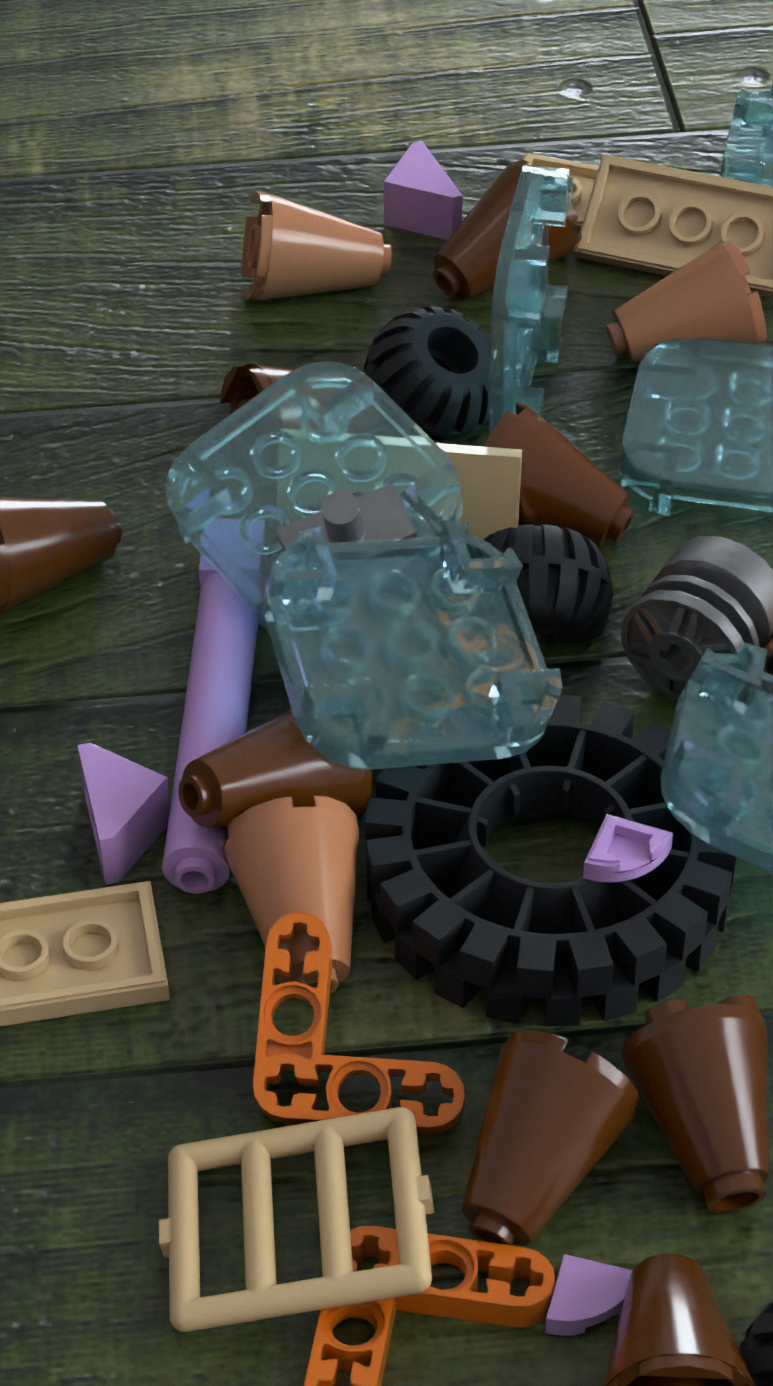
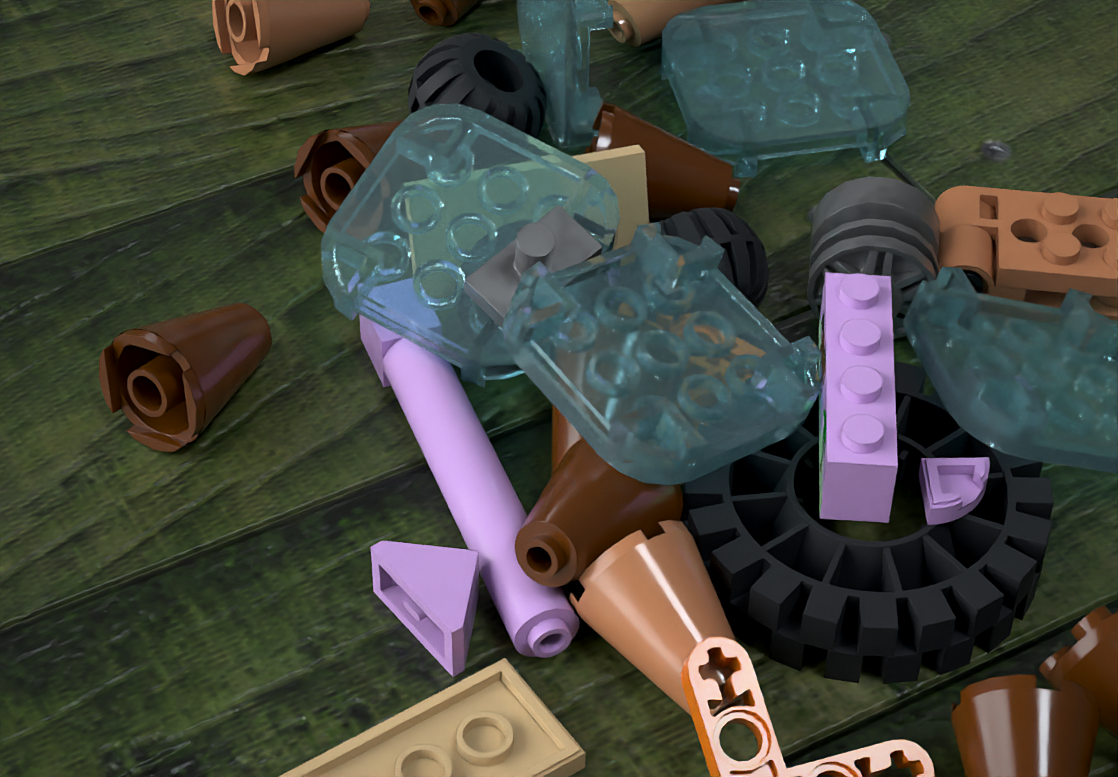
camera: 25 degrees left, 0 degrees up
(573, 738) = (857, 399): none -> lavender brick

